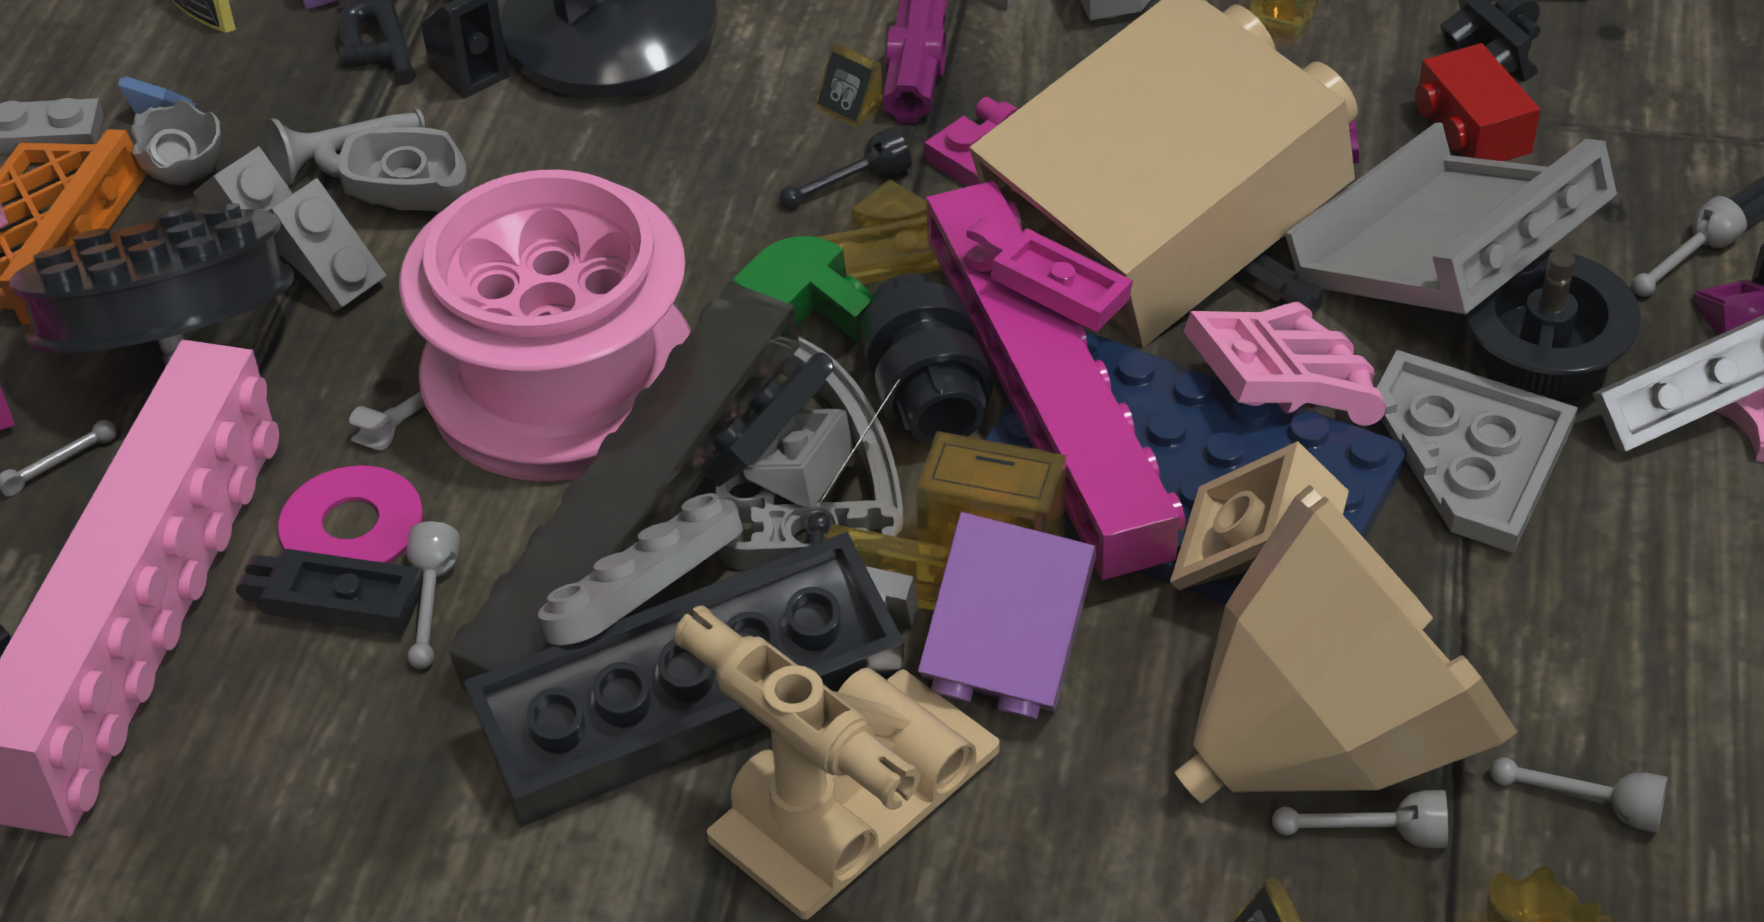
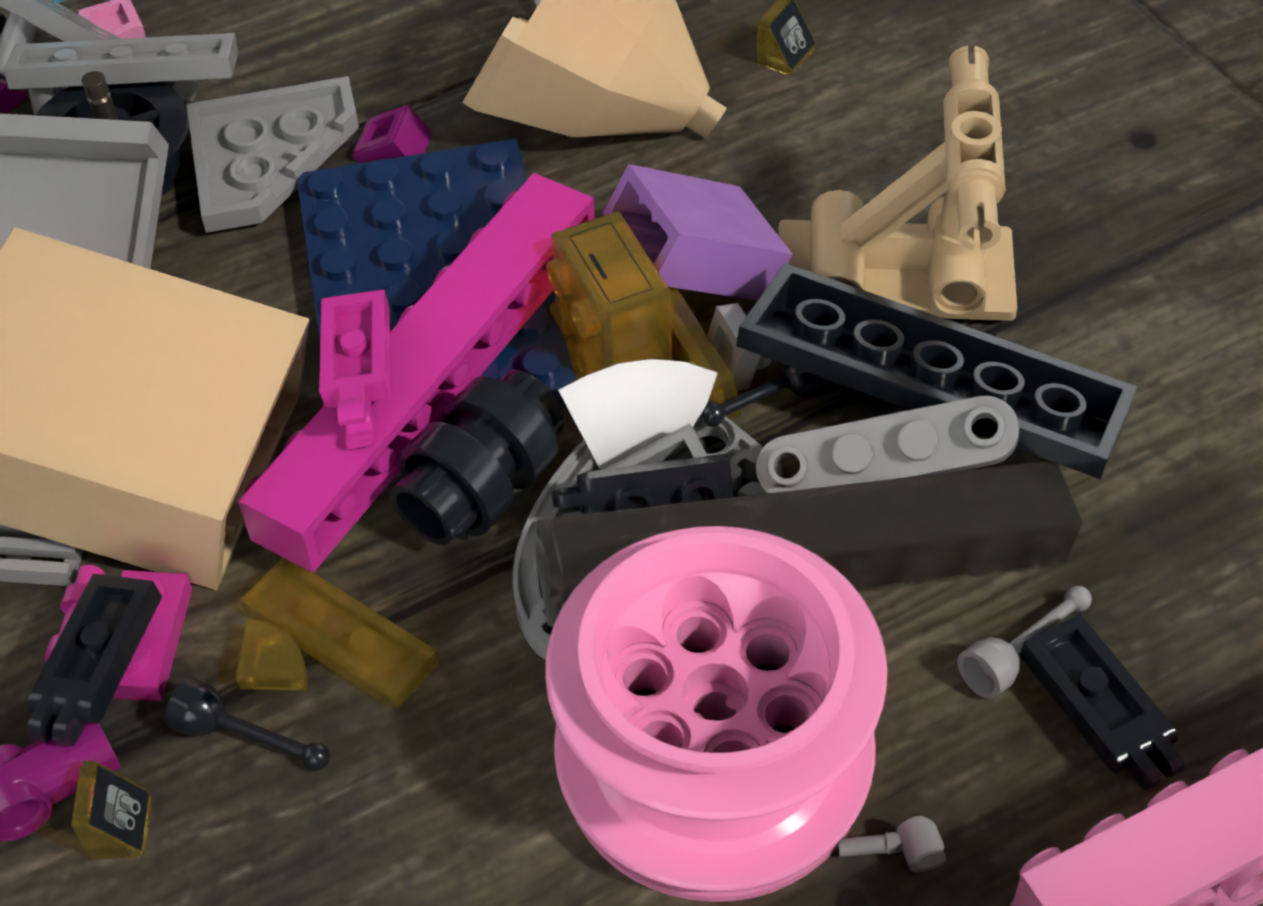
camera: 130 degrees left, 5 degrees up
(388, 492) = (1007, 831): dark pink gear -> none
(810, 277) = (460, 620): green brick -> none
(955, 90) = (90, 657): none -> black hinge
(1241, 511) = (484, 155): tan slope -> none
(1286, 361) = (298, 256): bright pink plate -> none
(1411, 545) = (392, 136): none -> magenta slope
(1630, 341) = (54, 65): none -> light grey piece

